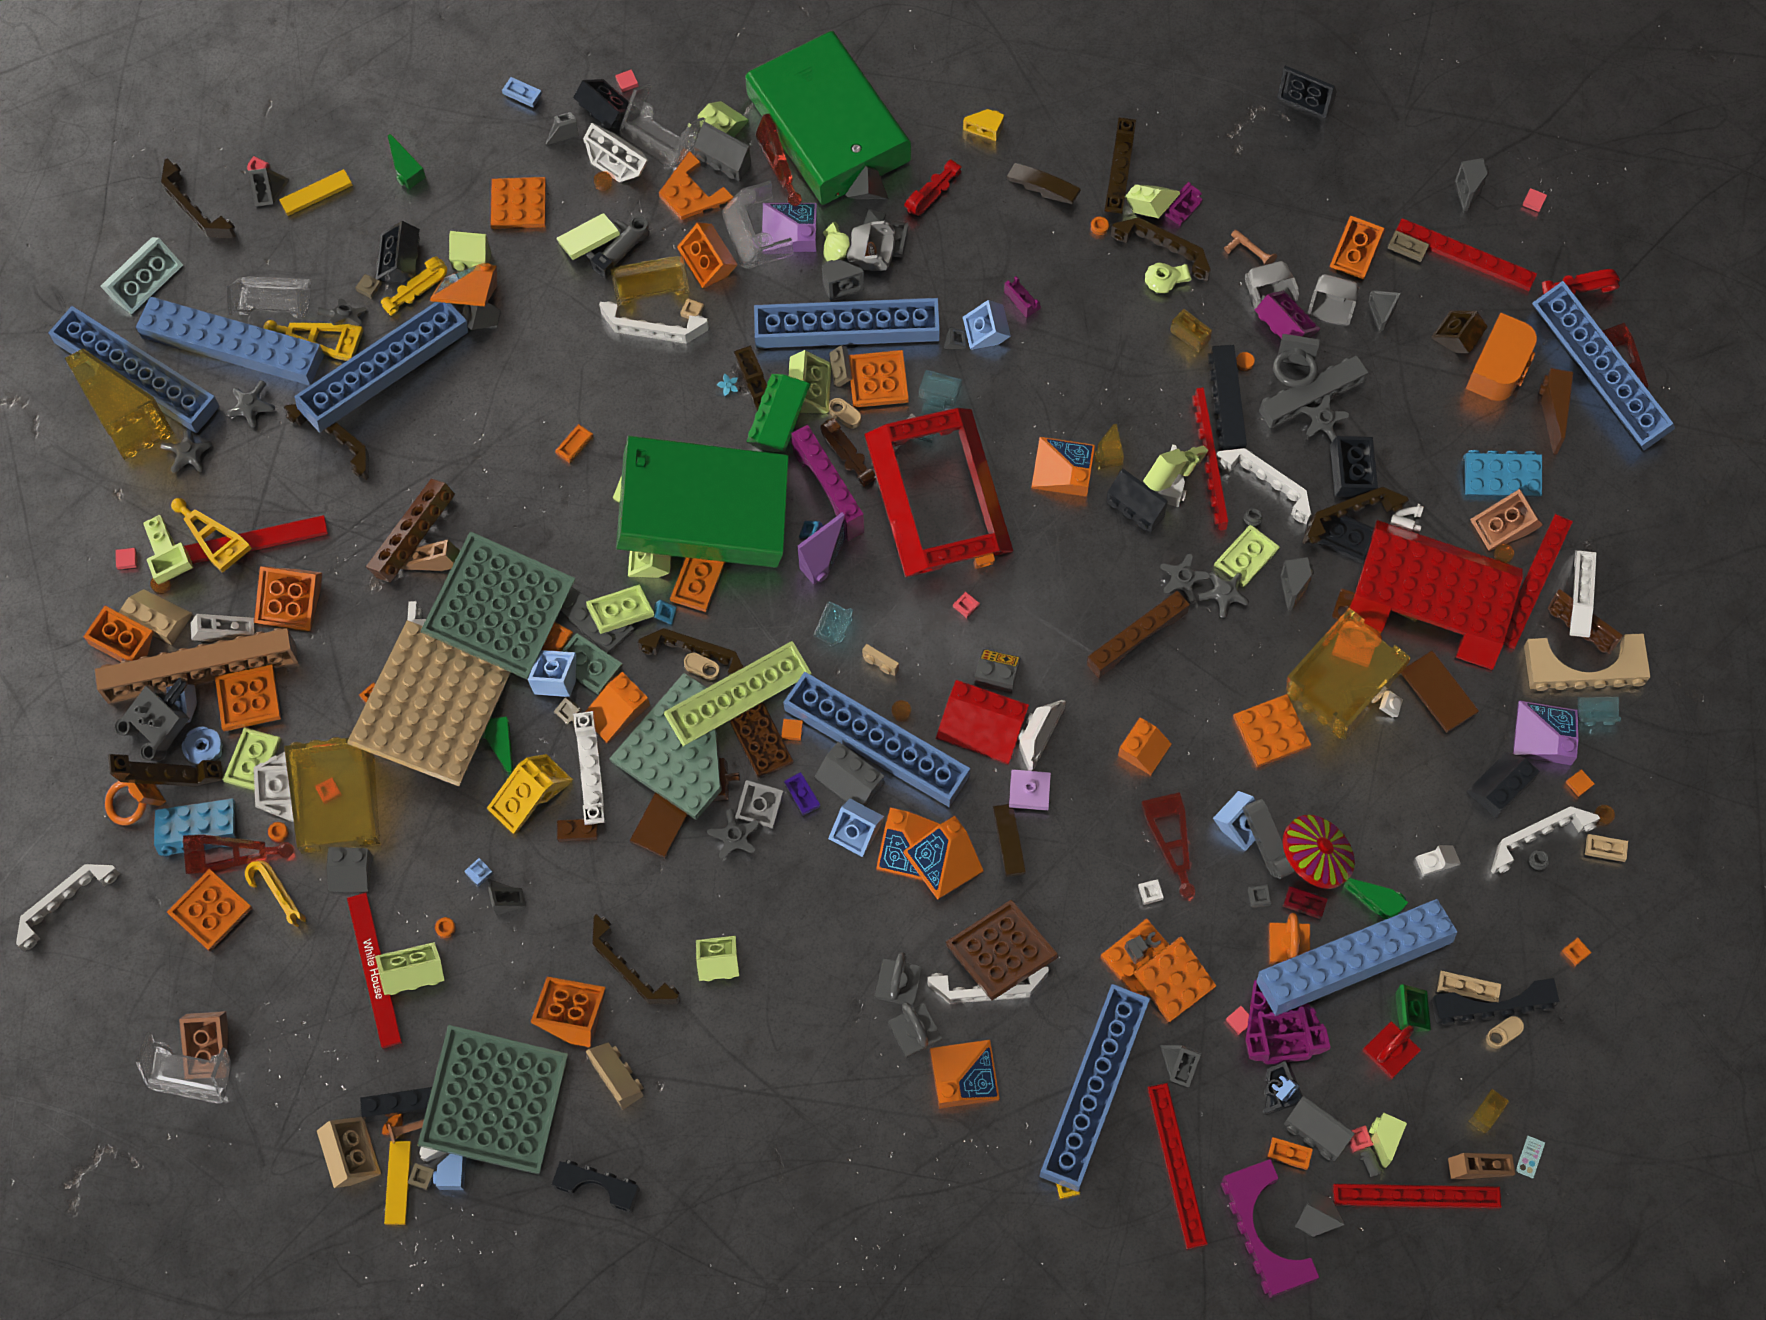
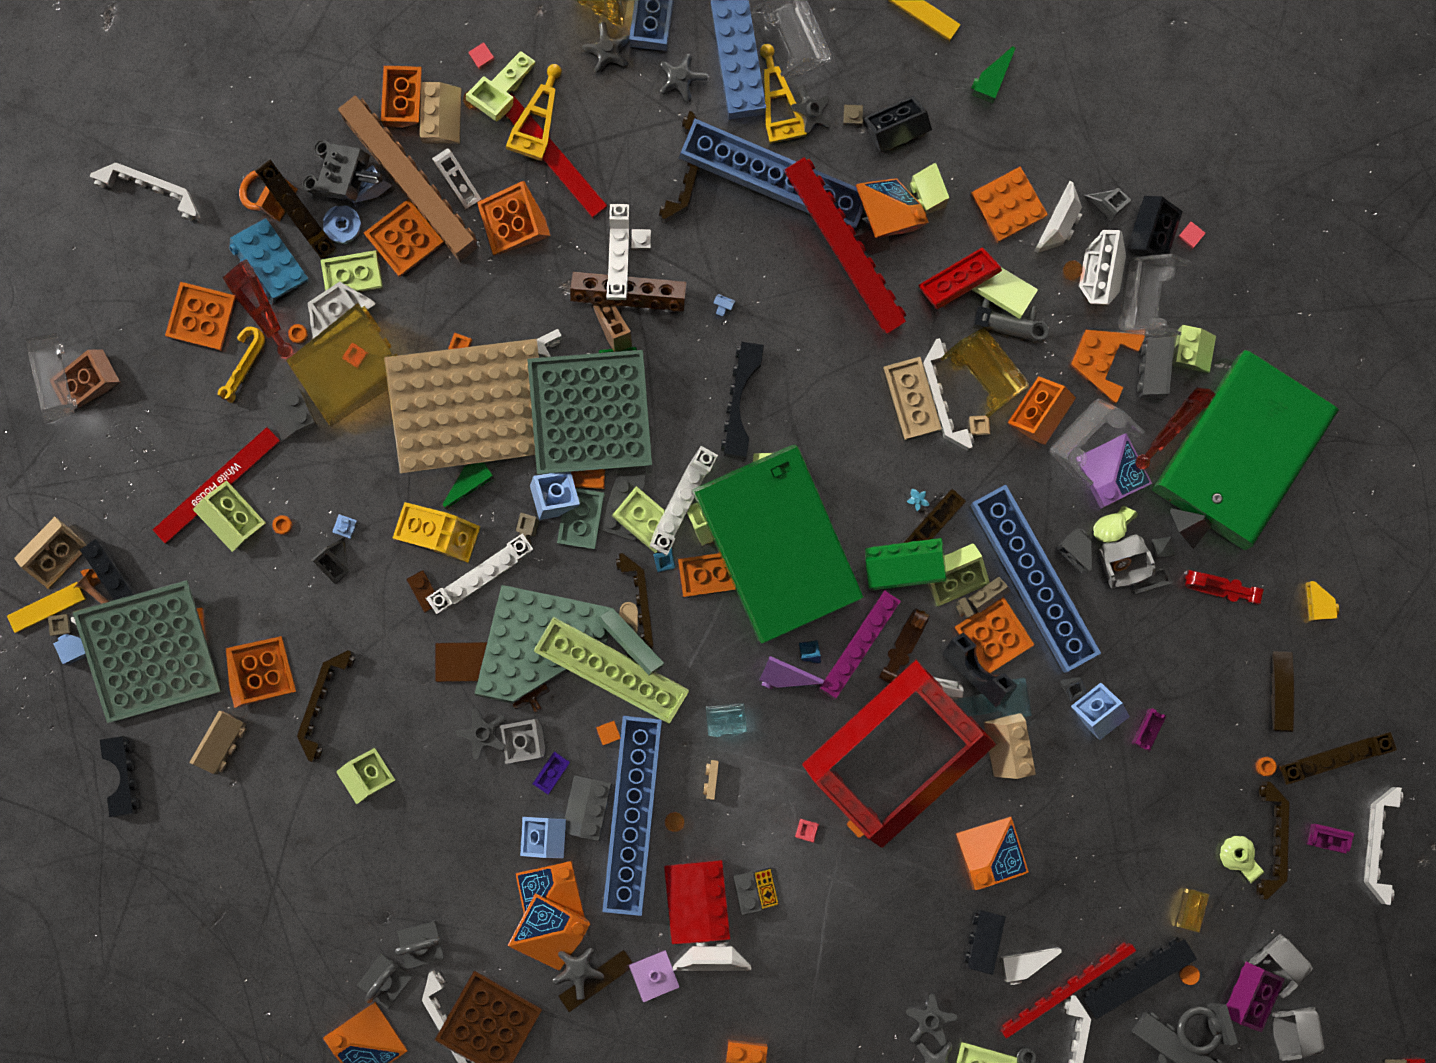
camera: 60 degrees right, 15 degrees up
(369, 521) = (618, 252): none -> white slope
(371, 502) = (641, 239): none -> white plate
(416, 286) = (874, 159): yellow piece -> none
(468, 459) = (724, 303): none -> light blue tile
(476, 331) = (844, 245): none -> red brick
(522, 92) = (1127, 143): light blue plate -> none
(555, 167) = (1062, 220): none -> white wedge
(558, 264) = (960, 278): none -> red tile
(574, 443) = (789, 389): orange tile -> none
(591, 502) = (749, 362): none -> black arch
(617, 569) = (681, 500): none -> white slope
(617, 707) = (551, 566): orange slope -> none
(638, 349) = (912, 398): none -> tan plate
(721, 665) = (630, 641): none -> sand green tile
(761, 741) = (583, 713): reddish brown tile -> none
(841, 389) = (964, 608): none -> dark tan plate
(847, 416) = (943, 626): tan piece -> none
(881, 407) = (962, 654): none -> black arch
(987, 403) = (1013, 752): none -> tan slope
(992, 847) = (577, 971): none -> dark grey animal
(1109, 449) = (1029, 890): clear yellow slope -> none
(1118, 647) = (853, 1005): reddish brown arch -> none
(1150, 199) = (1317, 806): yellowish green slope -> none
(1172, 464) = (1030, 965): yellowish green plate -> none
(1240, 238) = (1321, 910): nougat piece -> none
(1248, 185) = (1391, 798): none -> white slope
(1357, 247) = (1368, 1030): orange slope -> none

